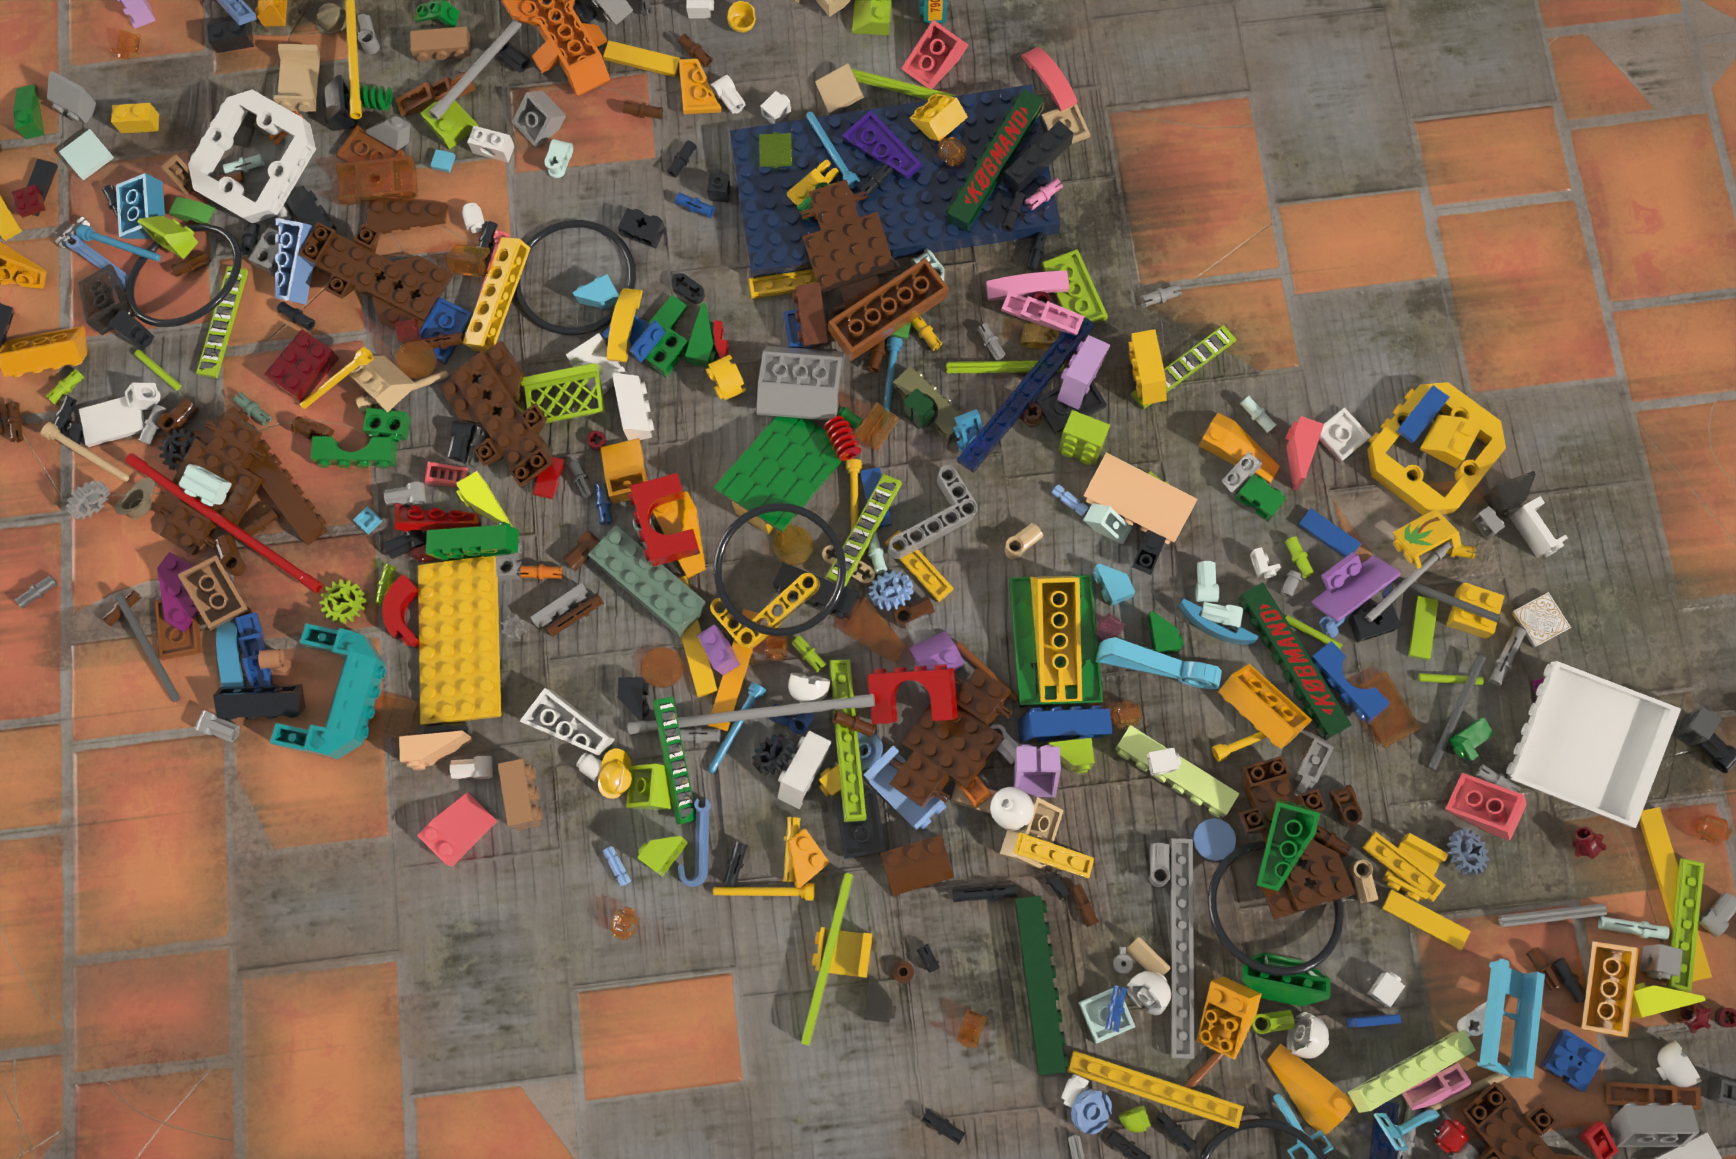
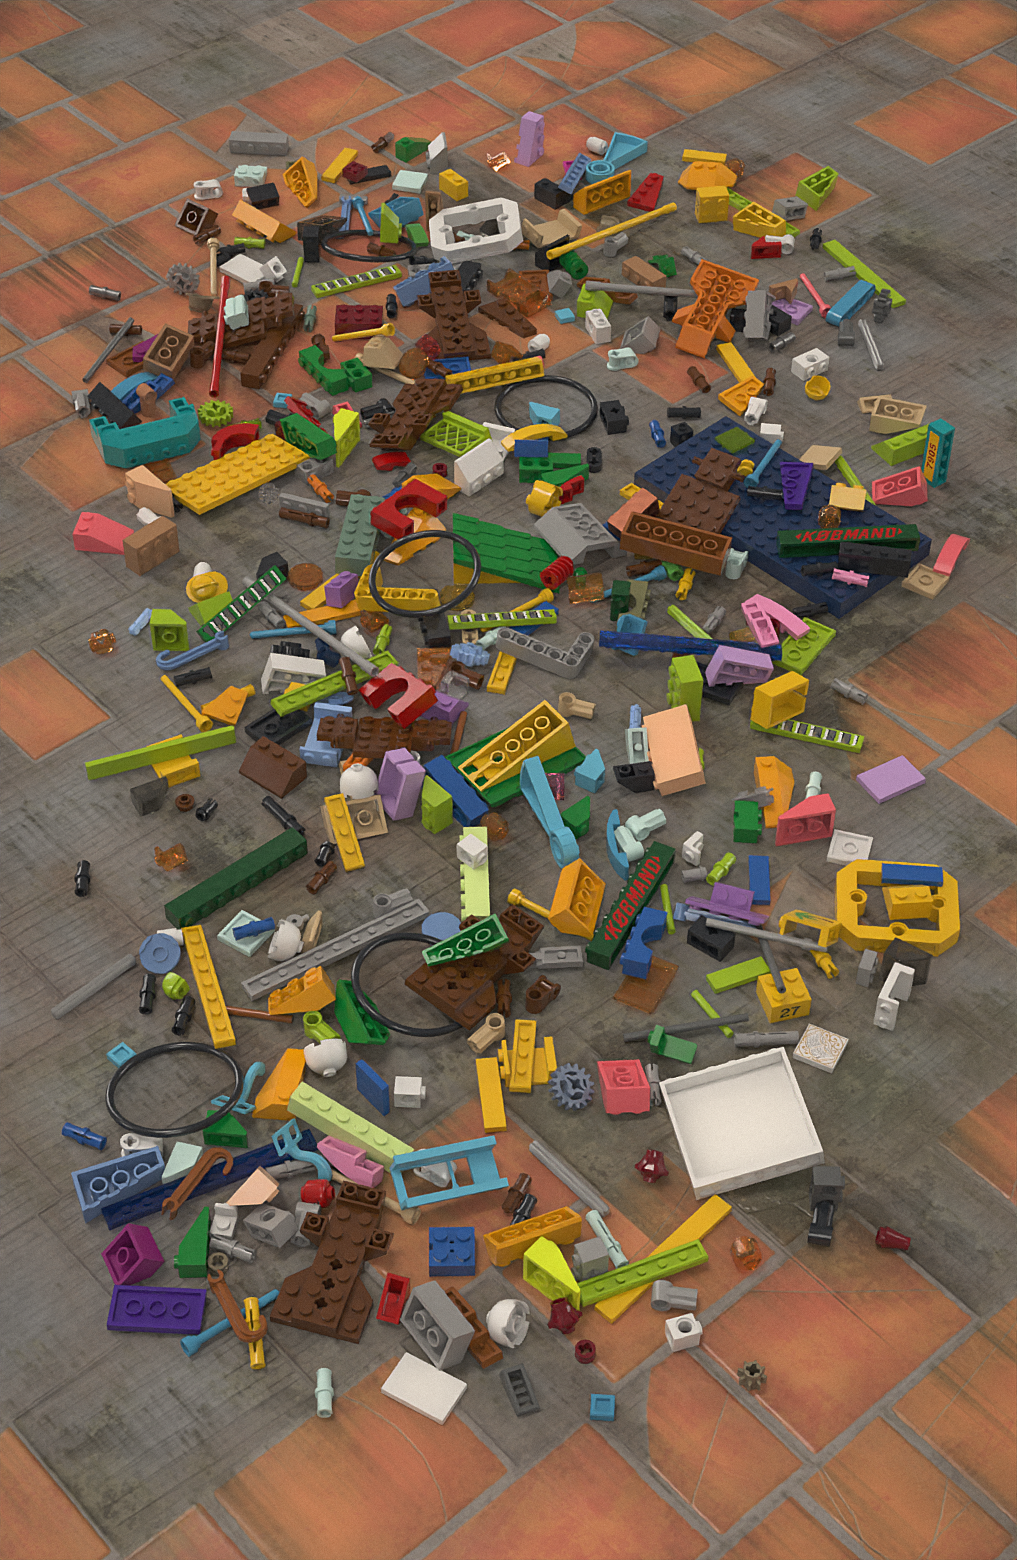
camera: 50 degrees right, 30 degrees down
(559, 718) = (223, 543): white wedge -> none
(1285, 341) = (890, 779): none -> lavender tile

